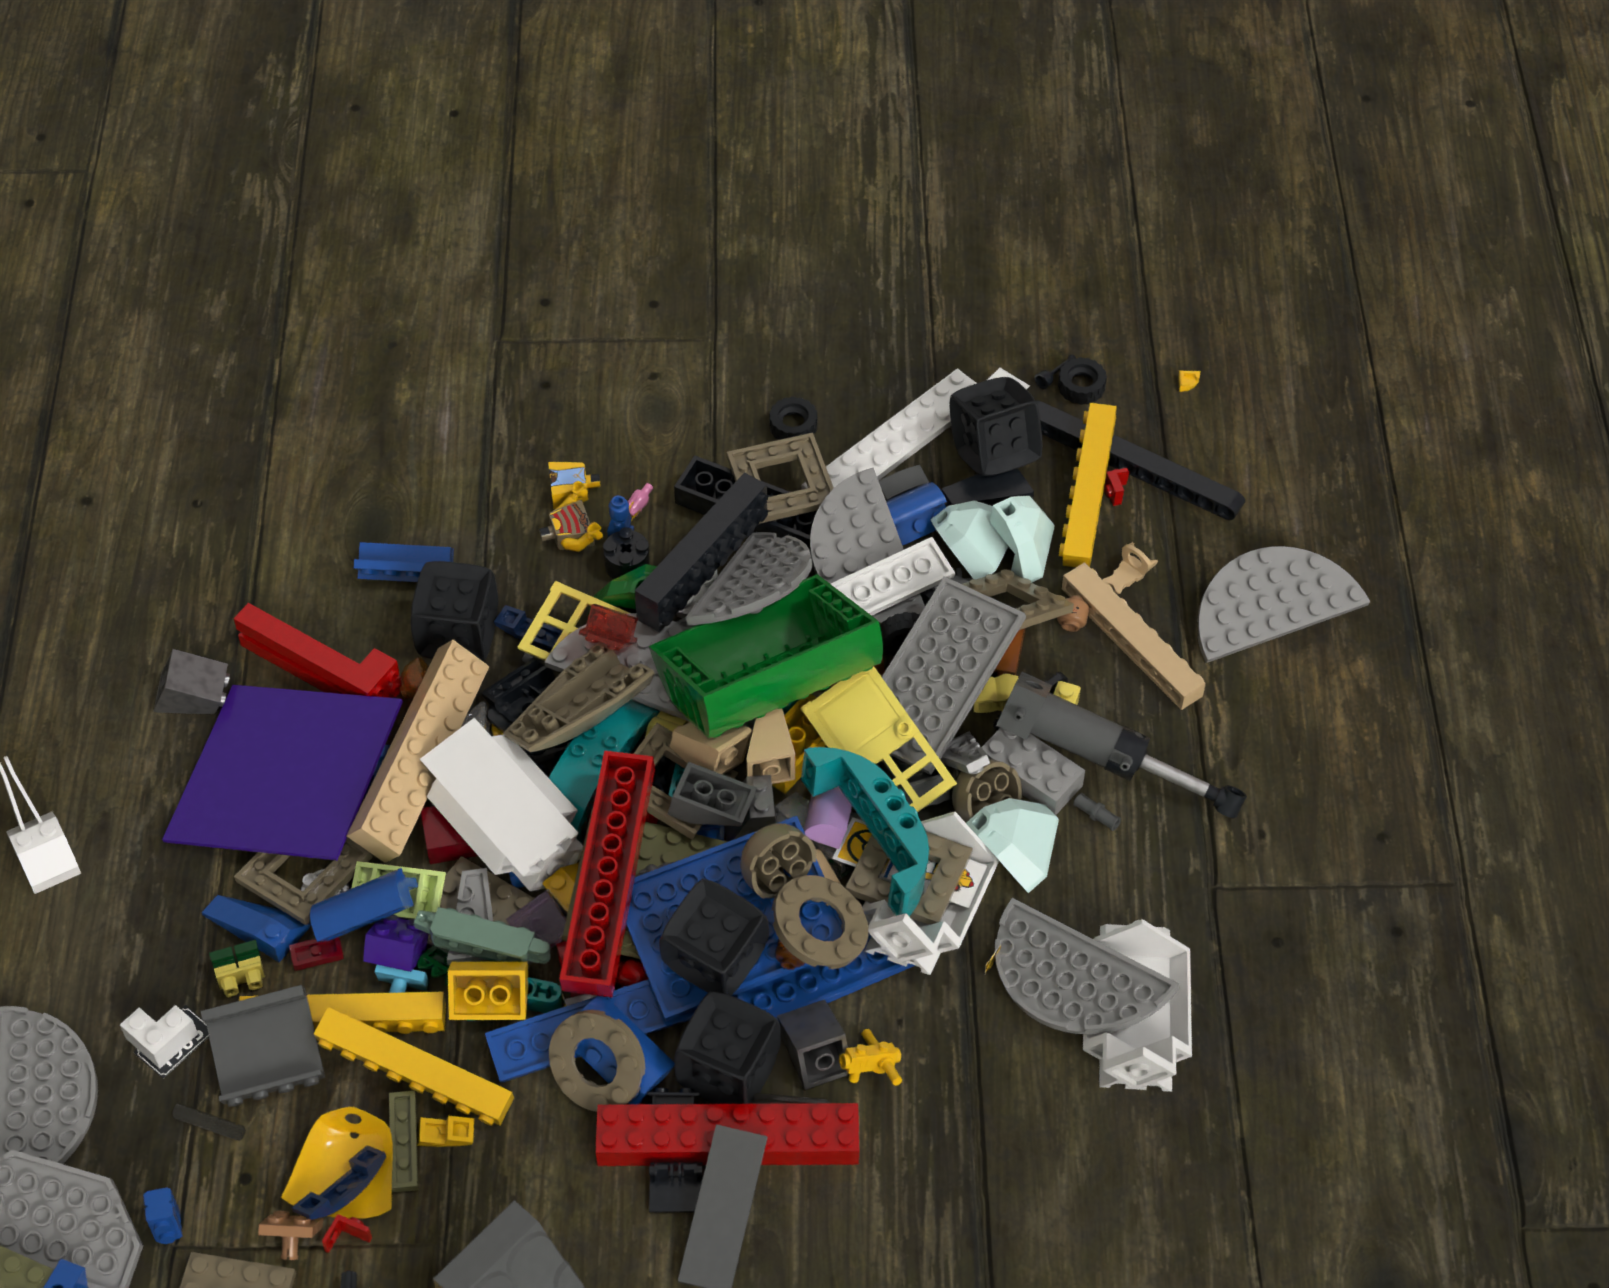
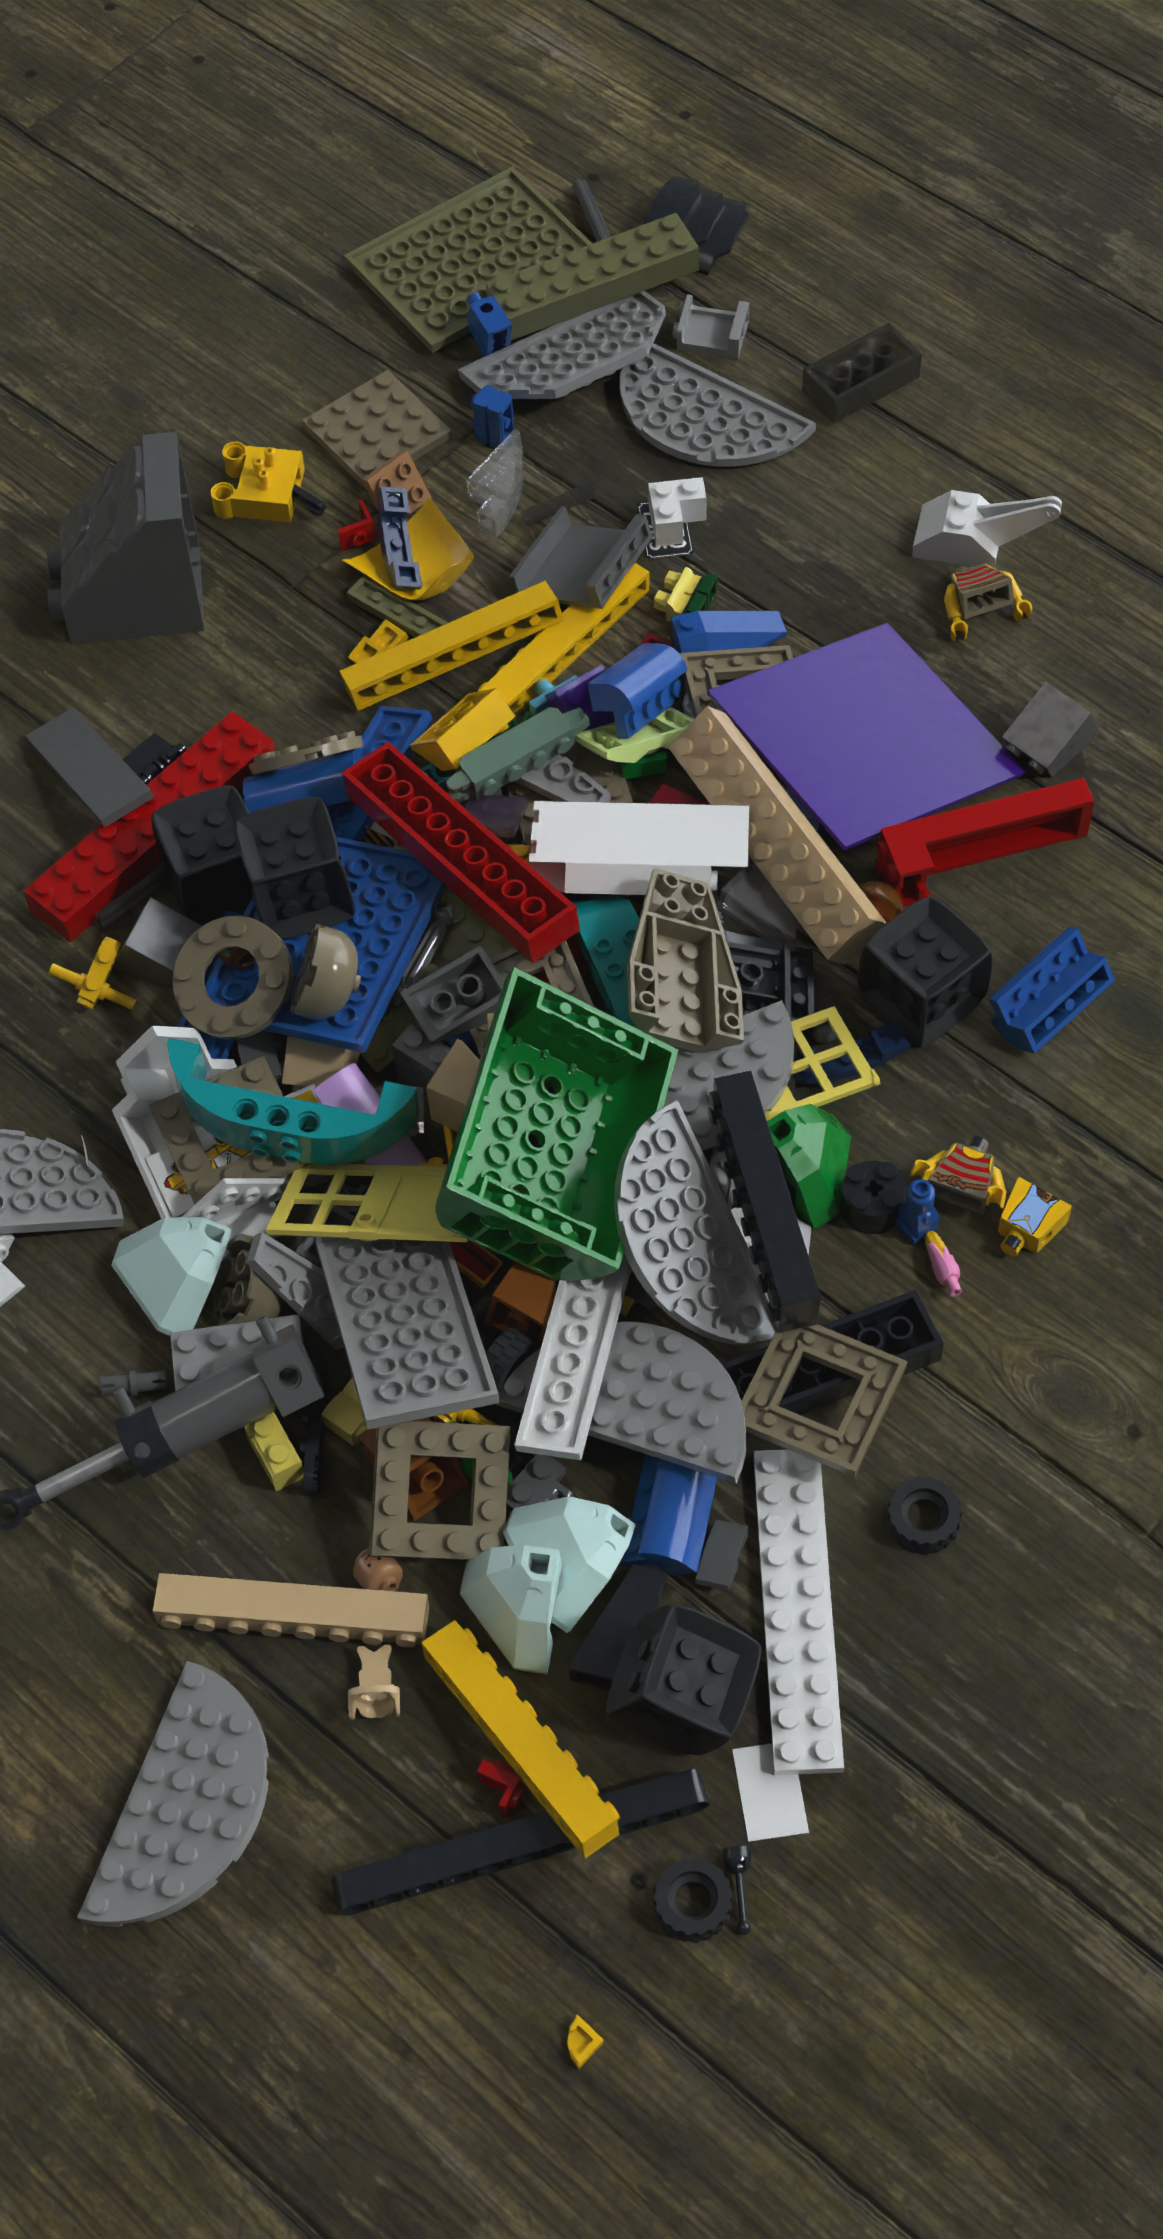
camera: 135 degrees right, 5 degrees up
(96, 798) = (980, 591): none -> torso
(222, 1170) = (498, 485): none -> clear slope
(609, 628) = (741, 1043): clear red bracket -> none

